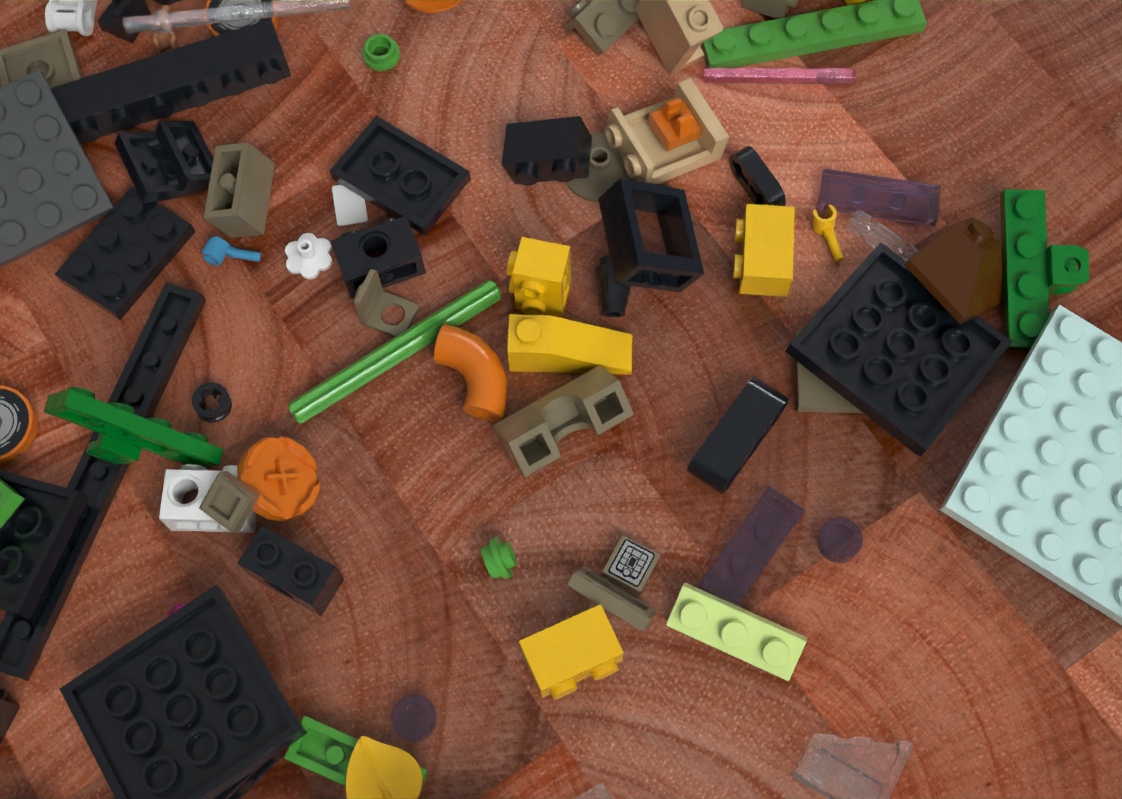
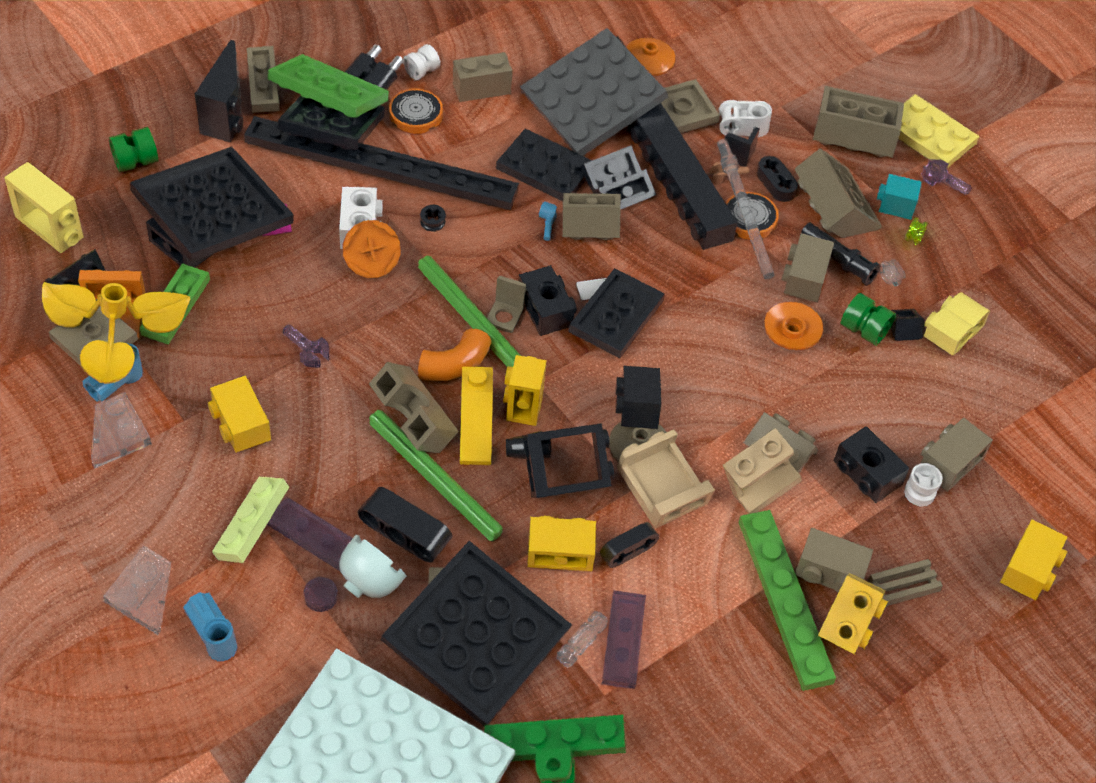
camera: 80 degrees right, 15 degrees down
(126, 434) = (397, 160): green plate -> none
(229, 501) = (349, 215): dark tan tile -> none
(291, 570) = (306, 261): black brick -> none
(308, 256) = (553, 259): white plant -> none
(378, 45) = (725, 298): bright green plate -> none
(414, 718) = (205, 336): tile -> none
(437, 570) = (306, 357): none -> clear purple bar
(499, 558) = (312, 376): bright green plate -> none
(612, 598) = (275, 438): dark tan tile -> none
(631, 565) = (306, 458): tile -> none
(654, 402) = (436, 476): none -> bright green axle
(674, 124) = (671, 480): orange tile -> none
(779, 75) = (738, 572): clear pink bar -> none
(818, 473) = (368, 570): none -> light aqua cylinder
(826, 228) = (592, 599): yellow hand -> none
(902, 674) = (211, 625): none -> dark azure piece
(962, 269) = (545, 680): reddish brown slope -> none

